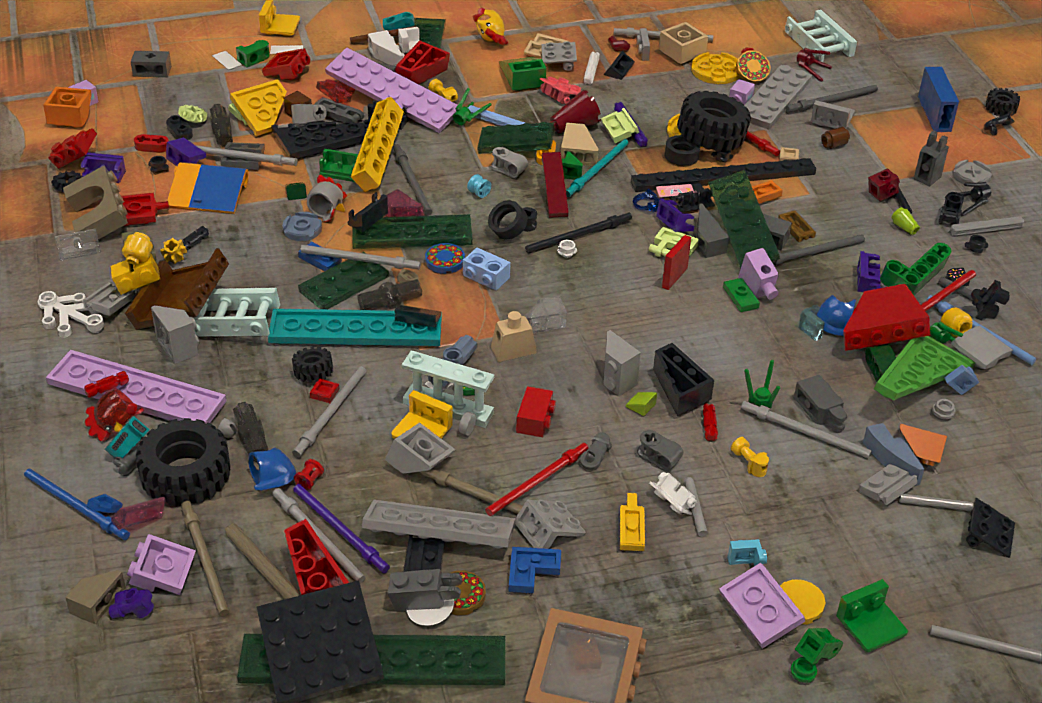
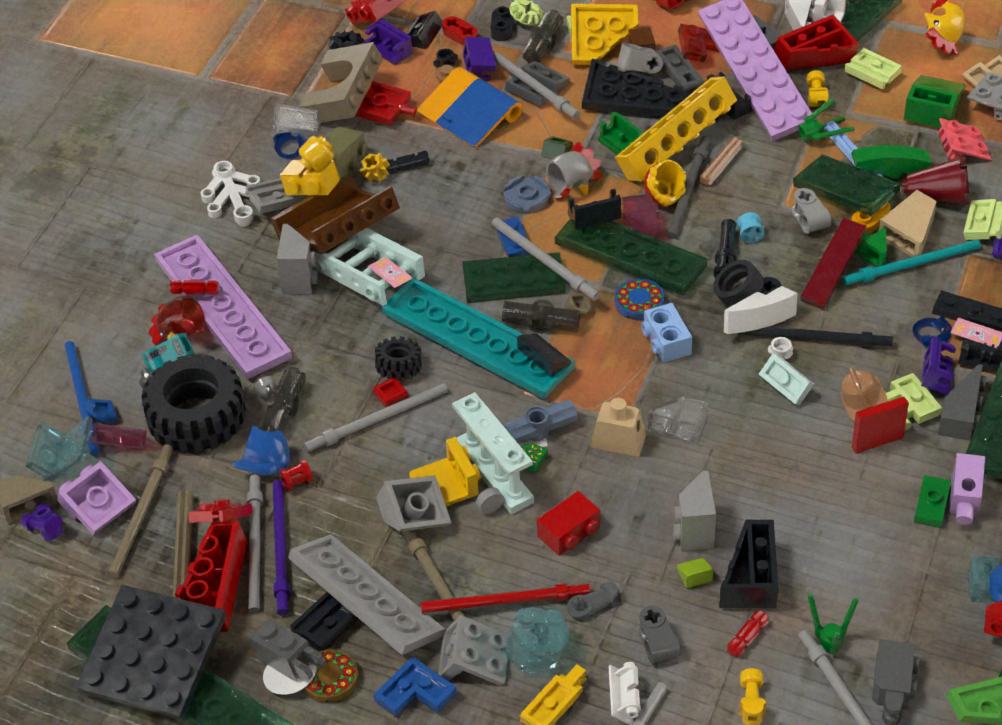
camera: 40 degrees right, 5 degrees up
(76, 260) = (282, 138): none -> clear blue piece
(102, 546) = (56, 452): none -> clear light blue bracket
(124, 148) = (425, 29): none -> black slope
(167, 174) = (443, 72): none -> medium nougat plate
(259, 308) = (390, 272): none -> bright pink sticker
(277, 523) = (219, 510): none -> red plate
(399, 177) = (665, 182): none -> yellow hair
(419, 156) = (721, 161): none -> medium nougat axle
(466, 67) = (873, 68): none -> yellowish green plate
(479, 209) = (726, 249): none -> black pin
(532, 112) = (891, 159): none -> green slope
(537, 229) = (760, 311): none -> white slope
(589, 263) = (786, 379): none -> light aqua plate
(589, 490) = (537, 639): none -> clear light blue brick
(644, 253) = (861, 391): none -> medium nougat piece

